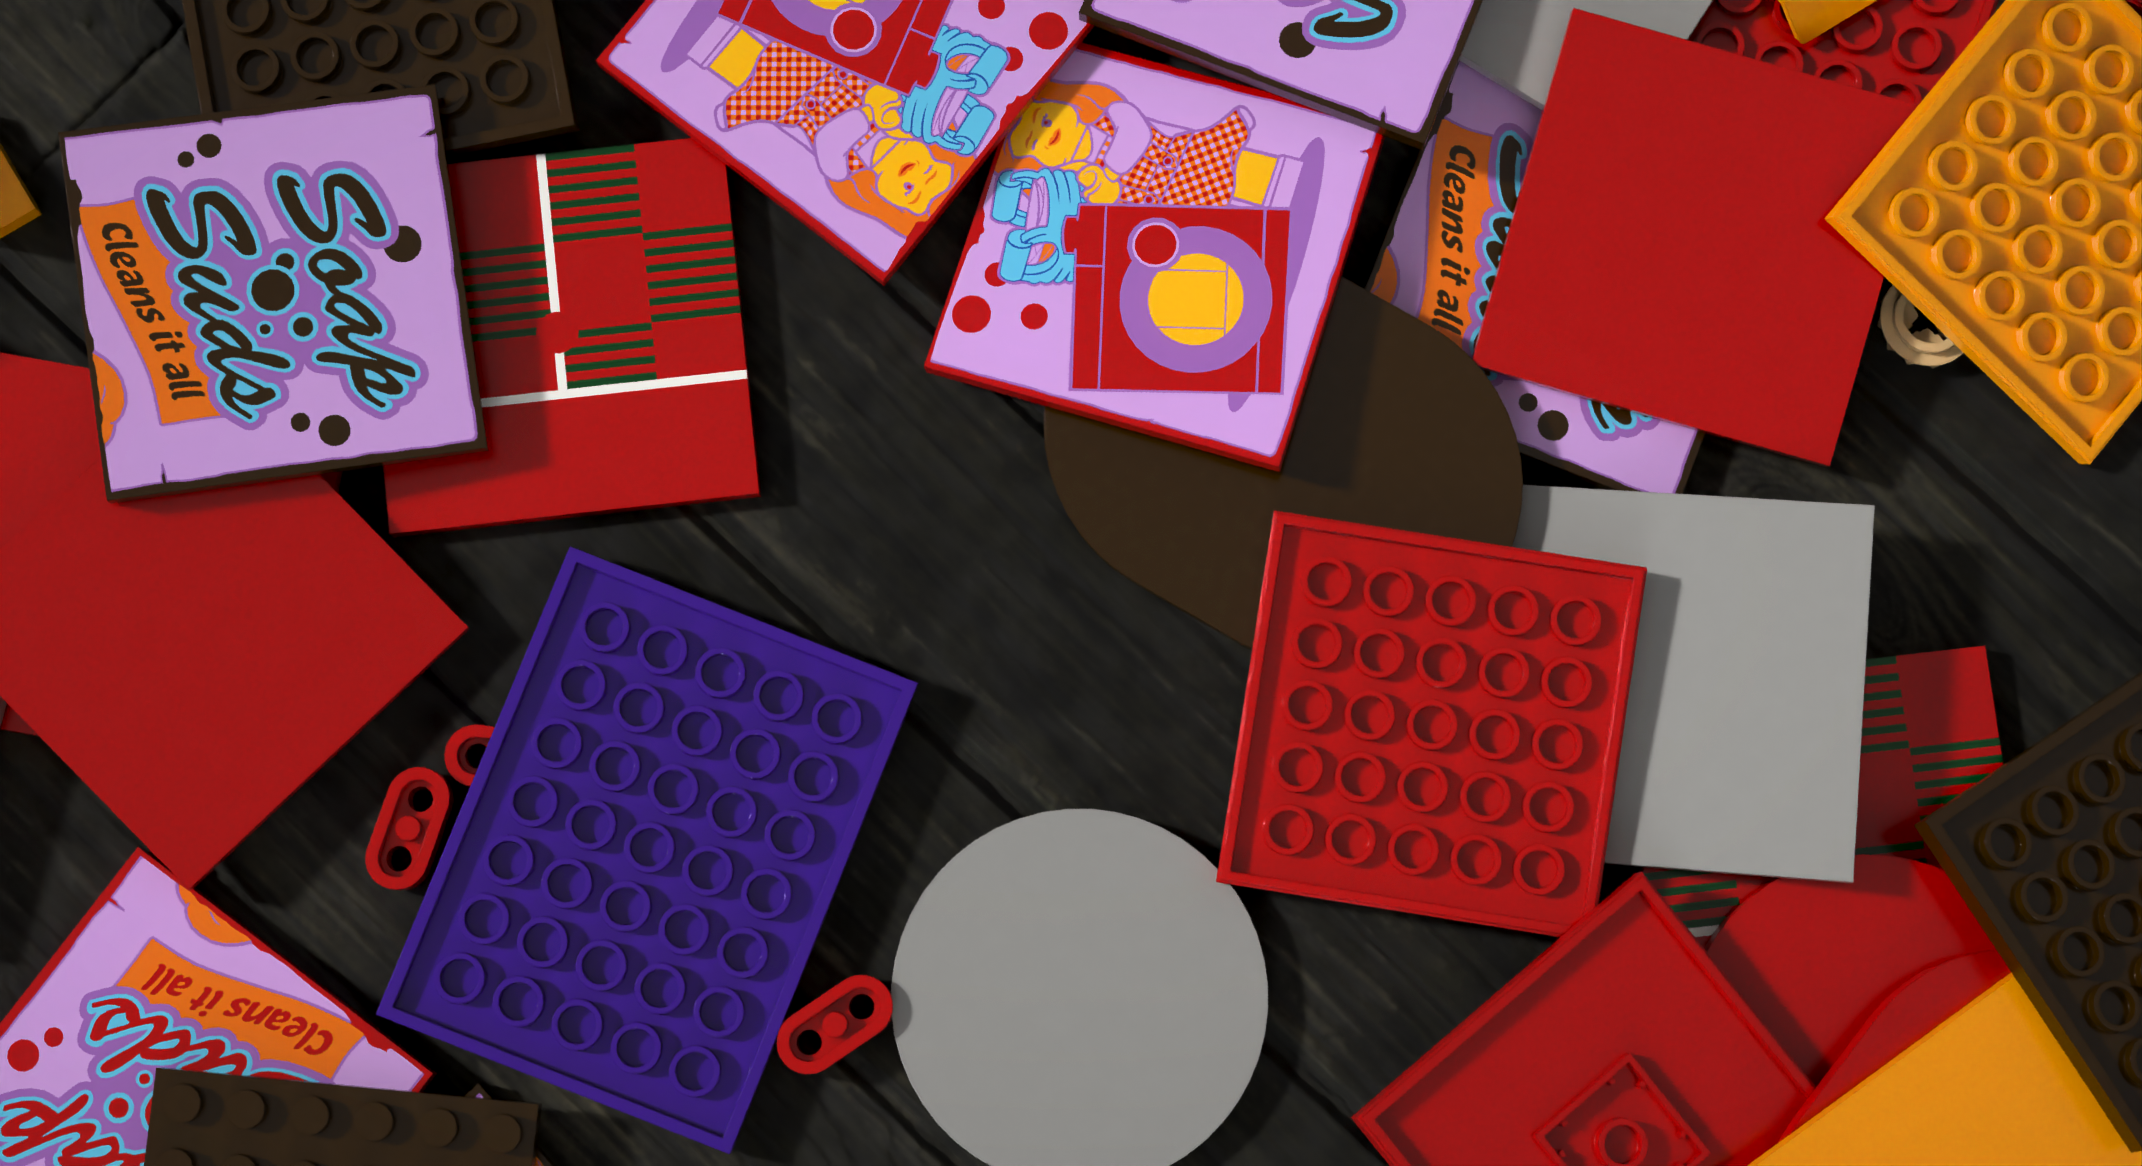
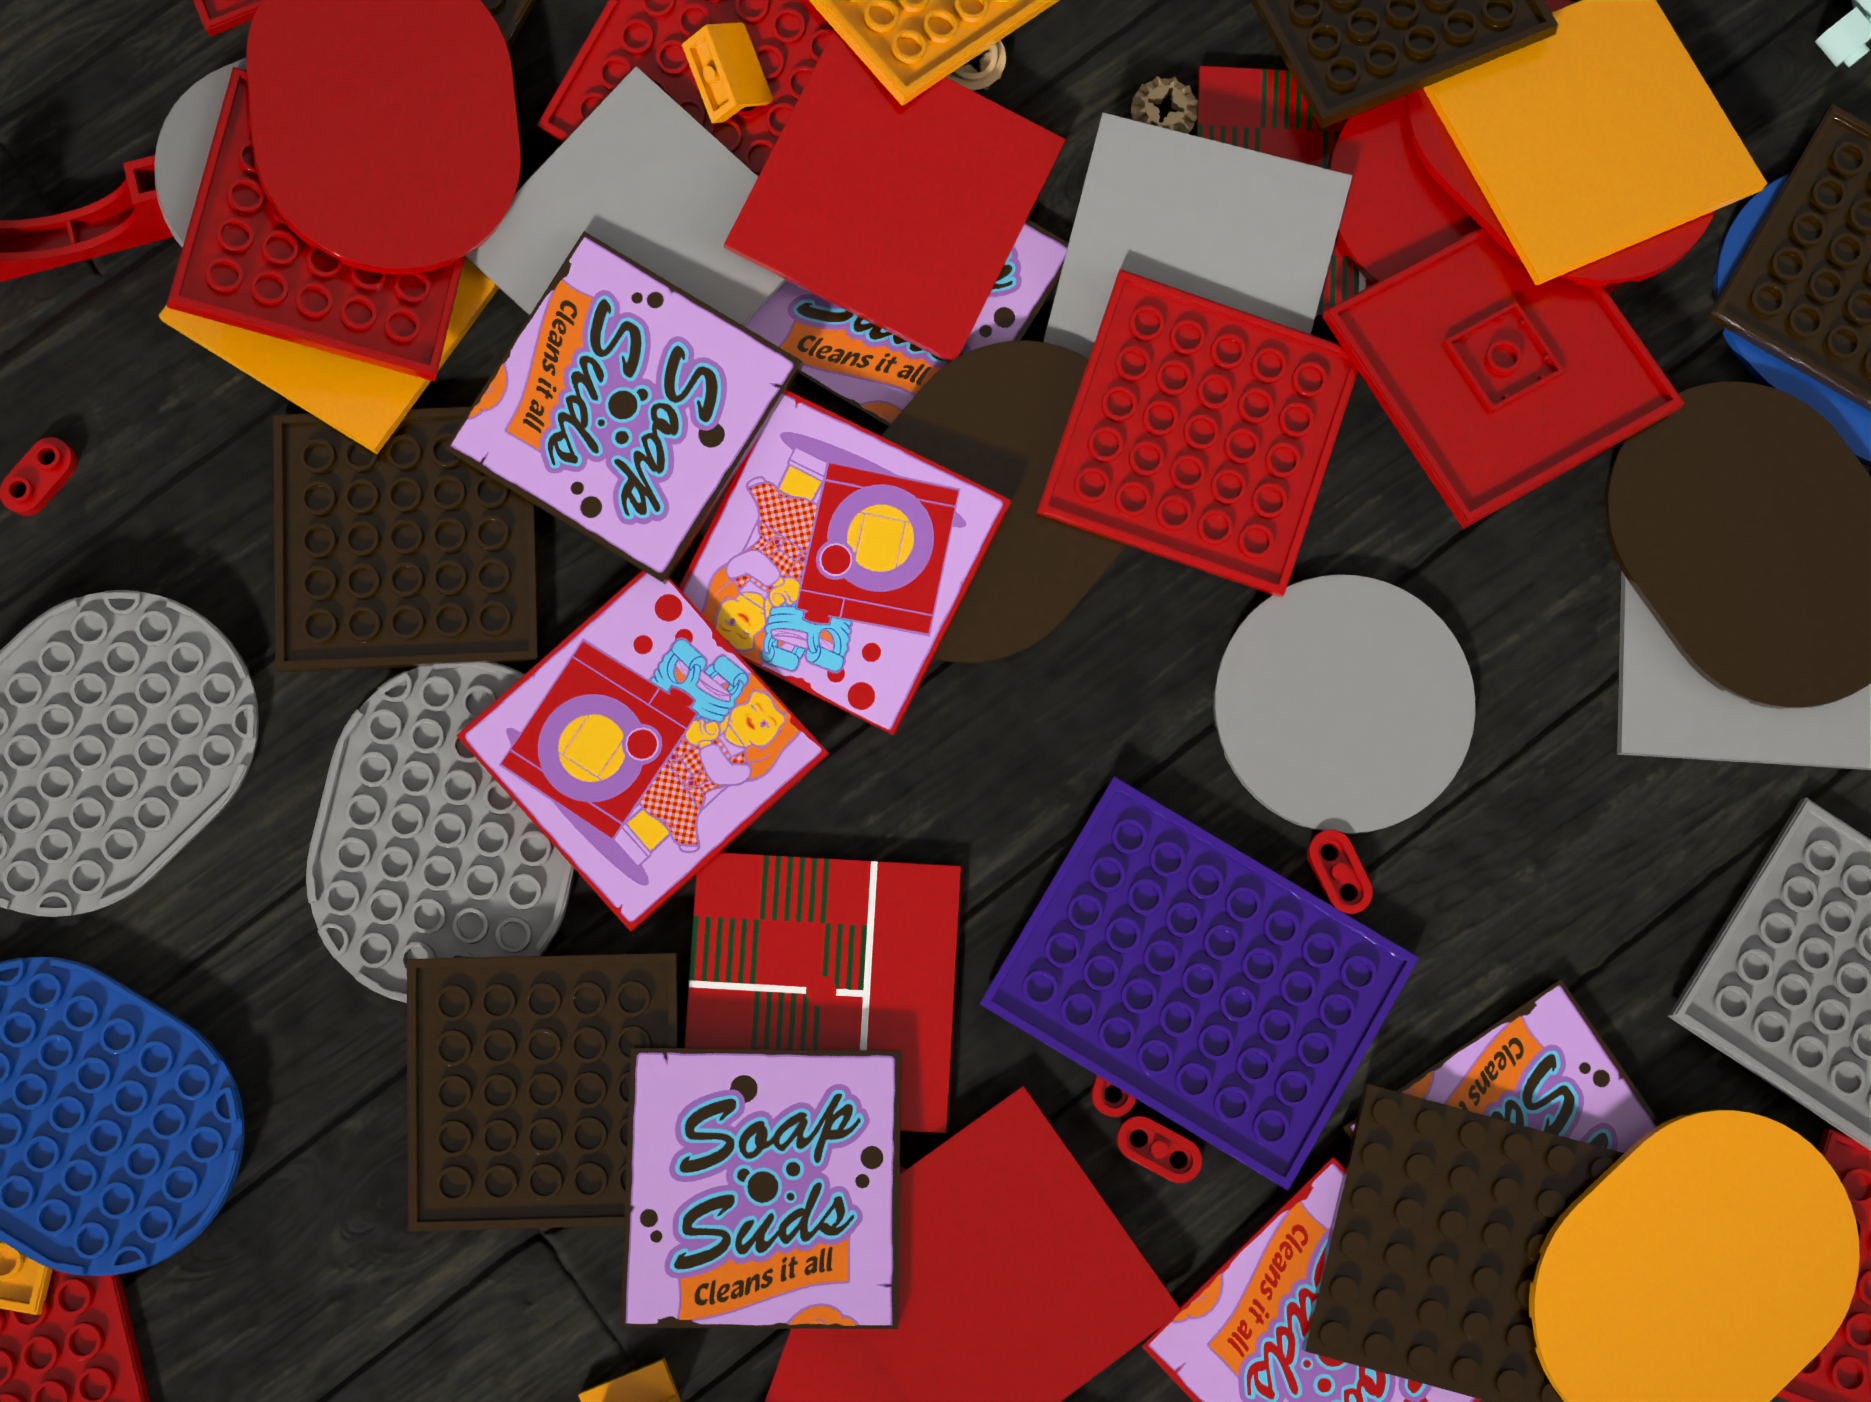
camera: 80 degrees left, 0 degrees up
(1889, 625) = (1154, 93): none -> tan gear

